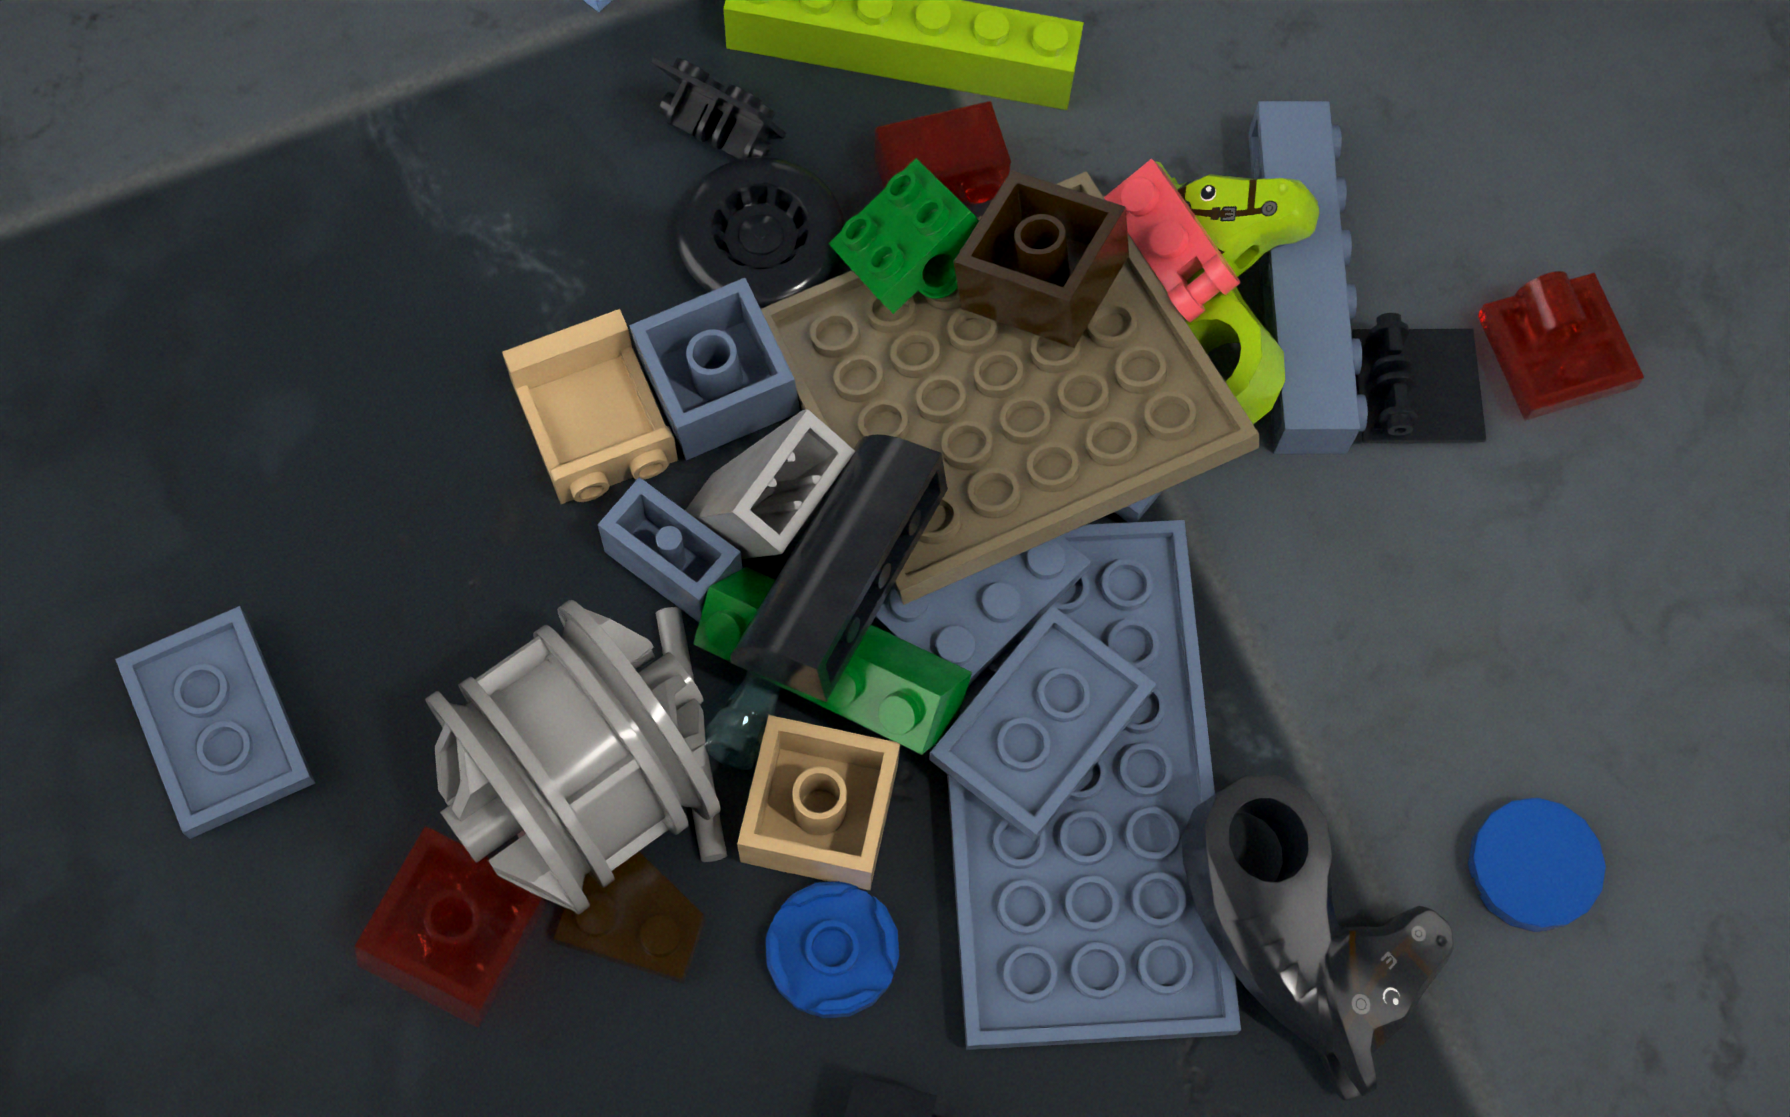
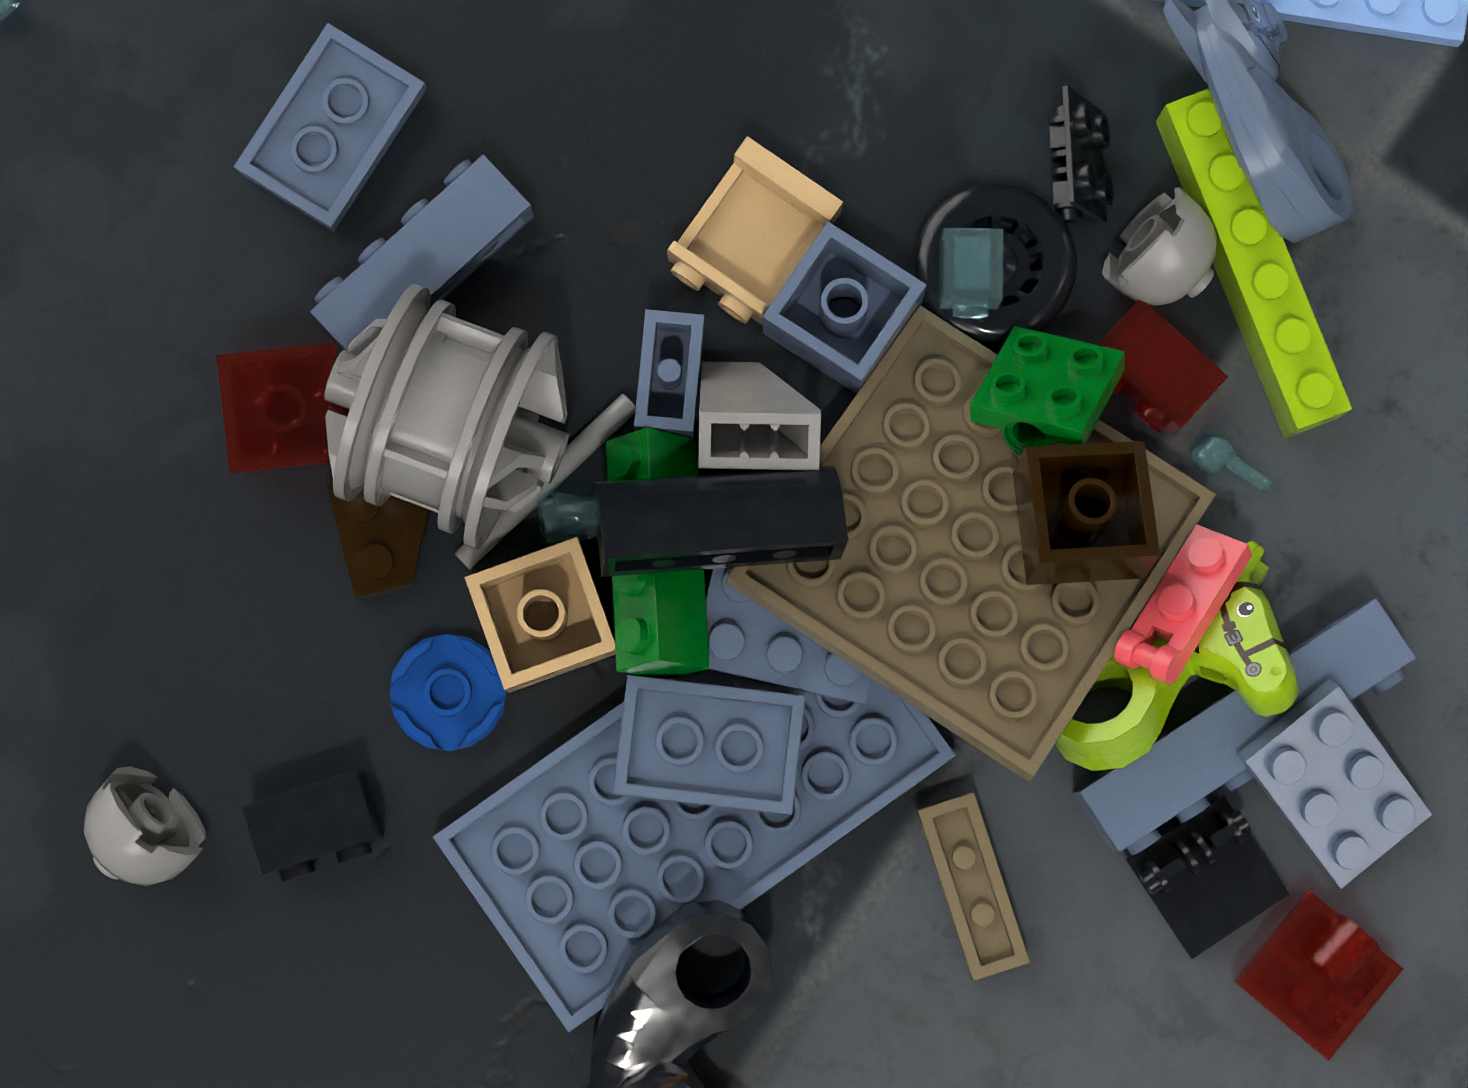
camera: 60 degrees right, 15 degrees up
(397, 667) = (434, 249): none -> sand blue brick
(756, 240) = (971, 271): none -> clear light blue brick
(845, 87) = (1165, 252): none -> light grey cylinder
(1049, 159) = (1217, 452): none -> clear light blue hand
(1313, 580) = (973, 886): none -> dark tan plate
(1399, 228) = (1334, 783): none -> sand blue plate

